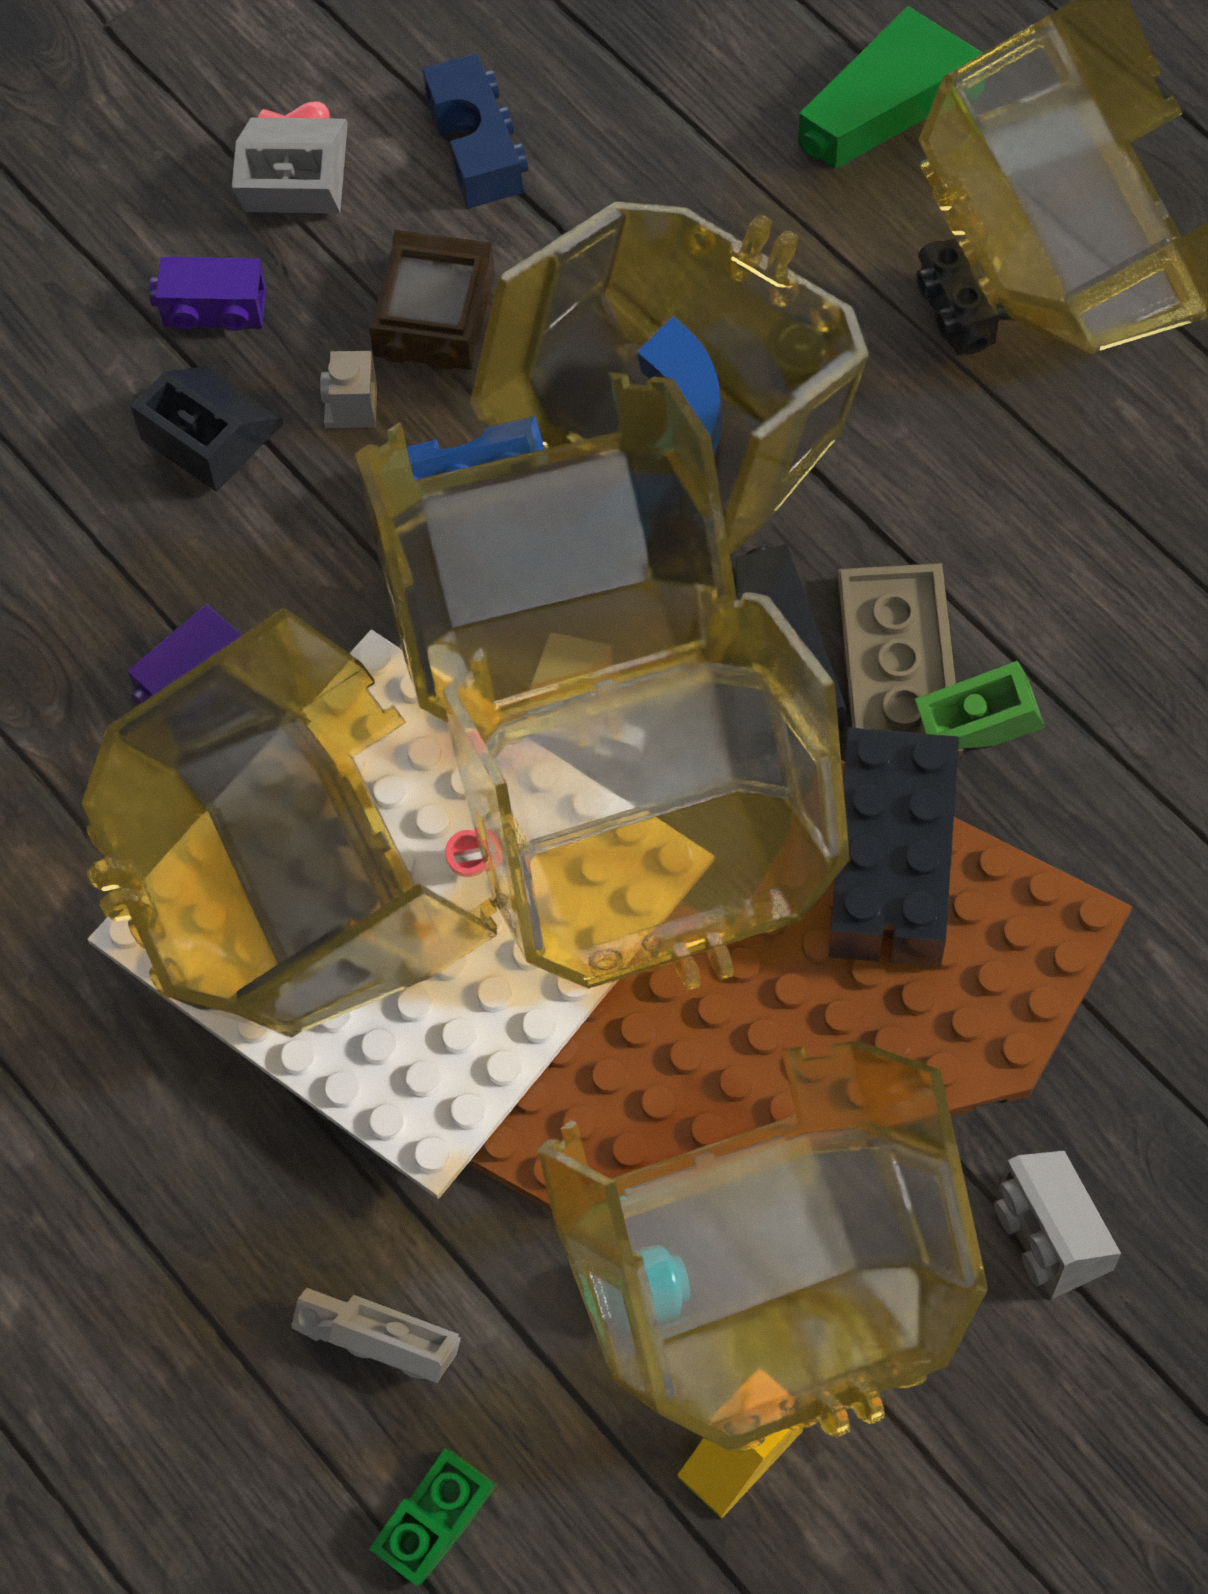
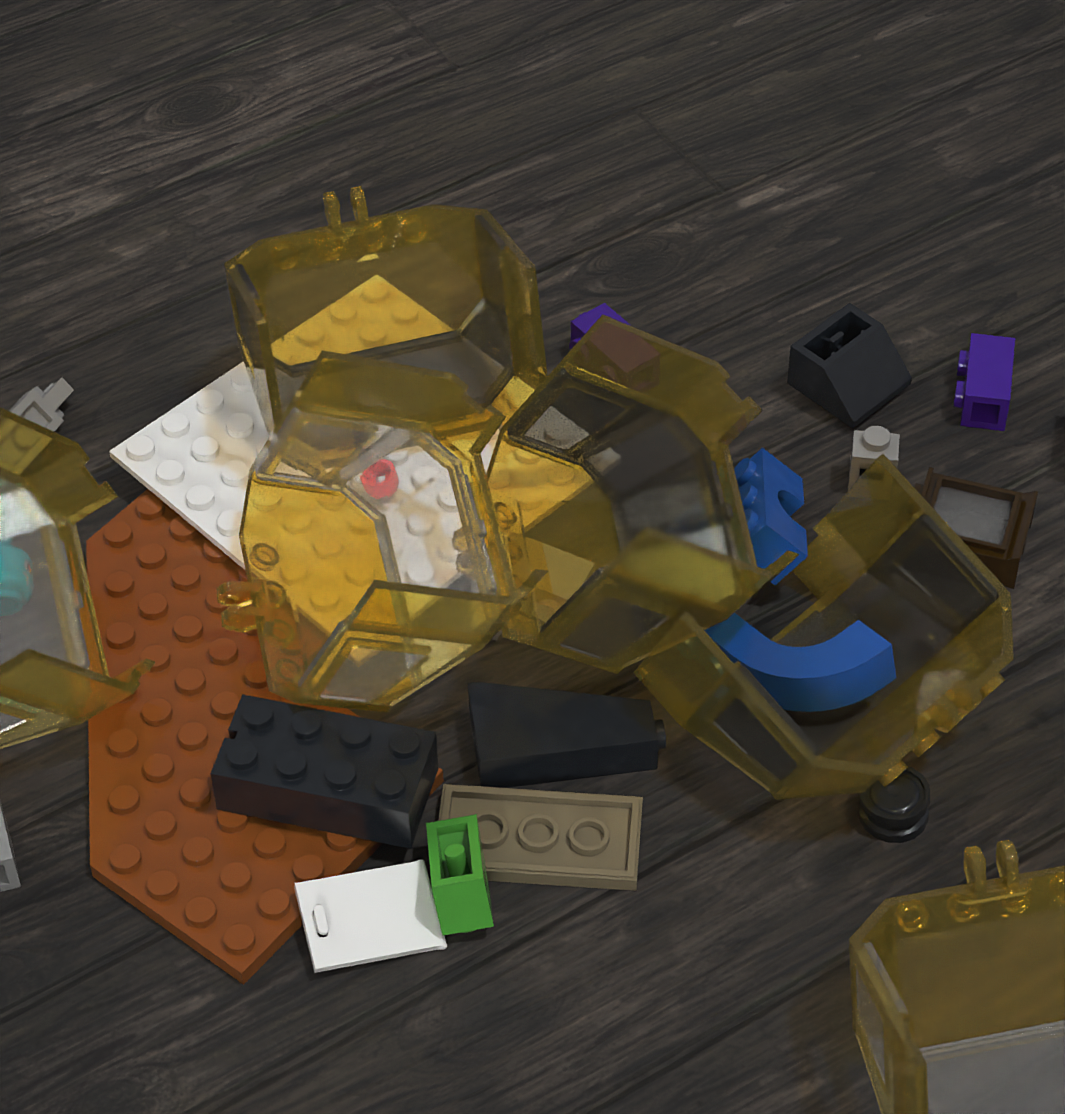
camera: 95 degrees right, 15 degrees down
(1037, 798) = (369, 916): none -> white container

